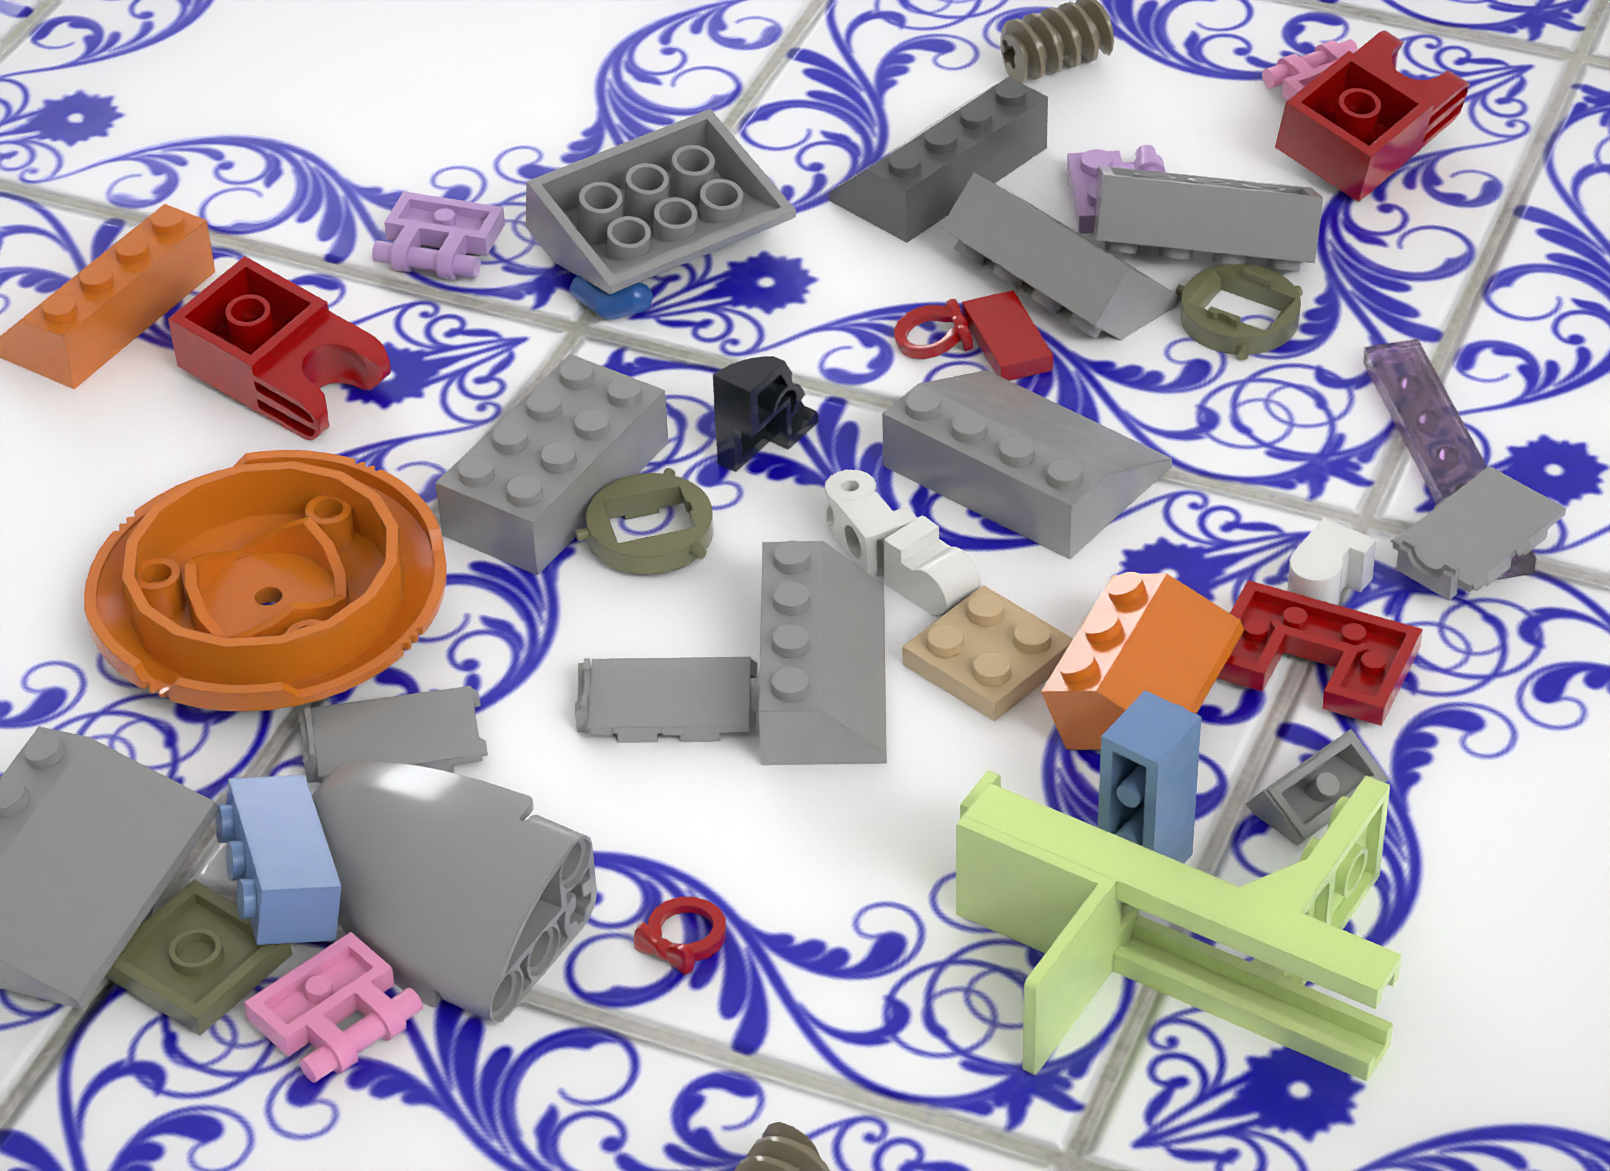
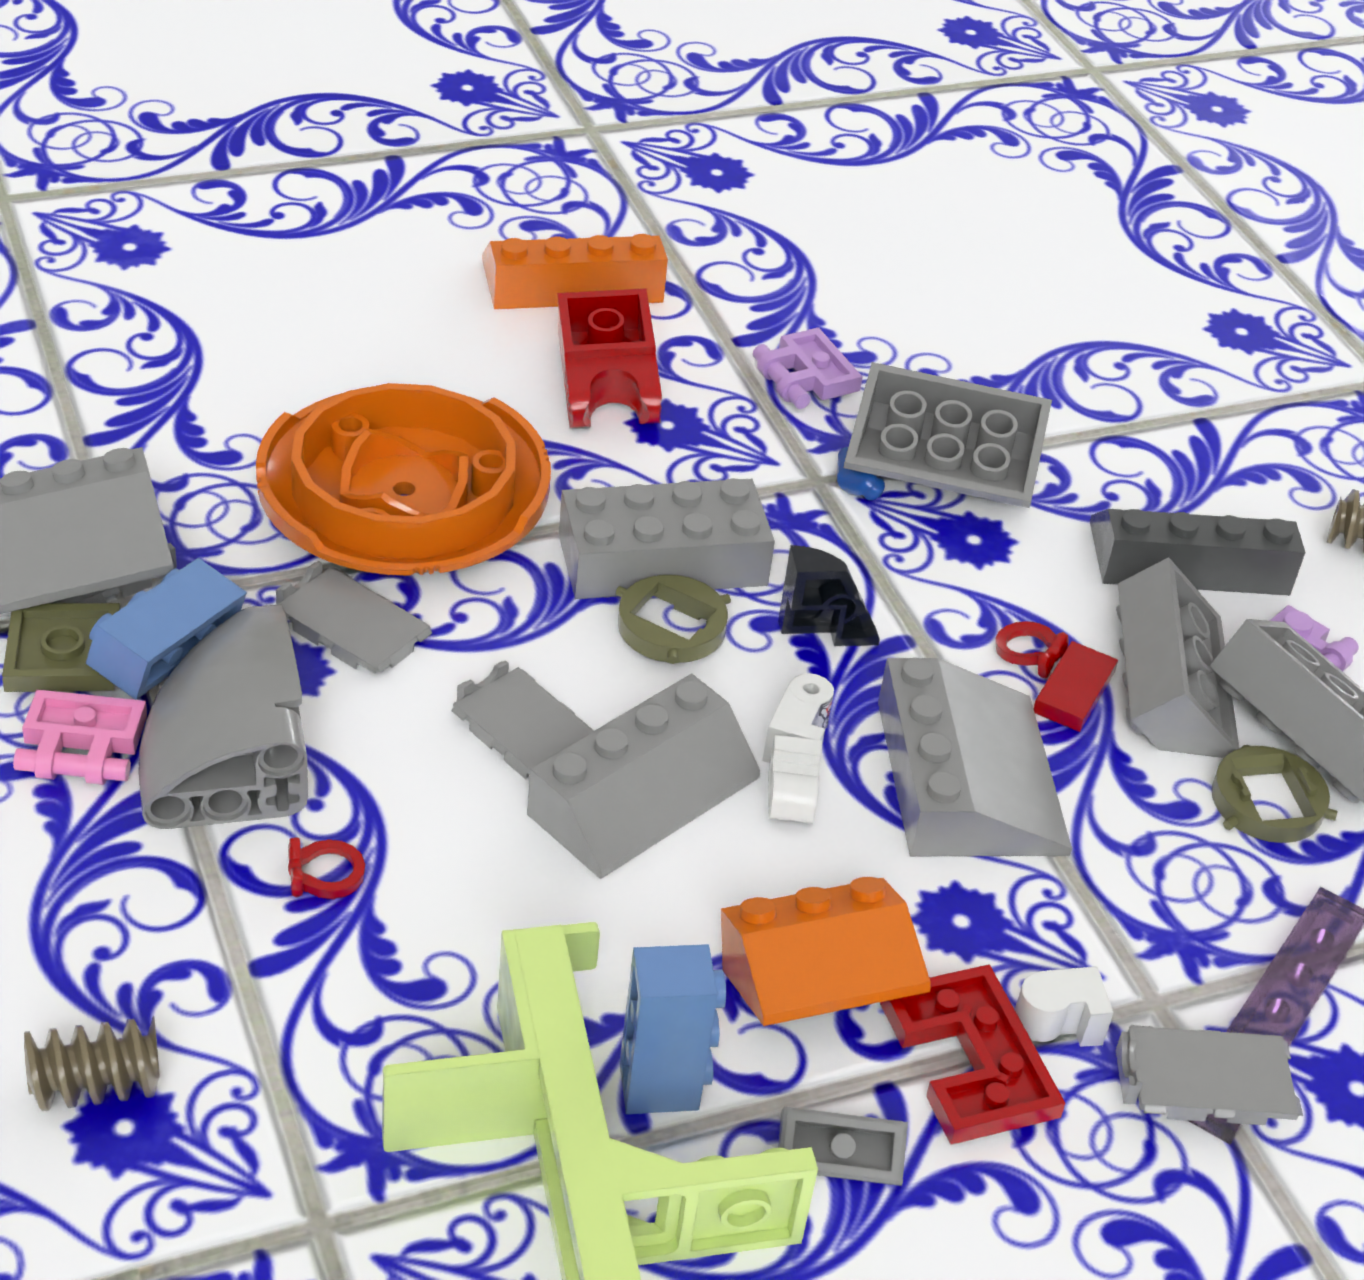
camera: 40 degrees right, 0 degrees up
(987, 652) = (757, 859): tan plate -> none

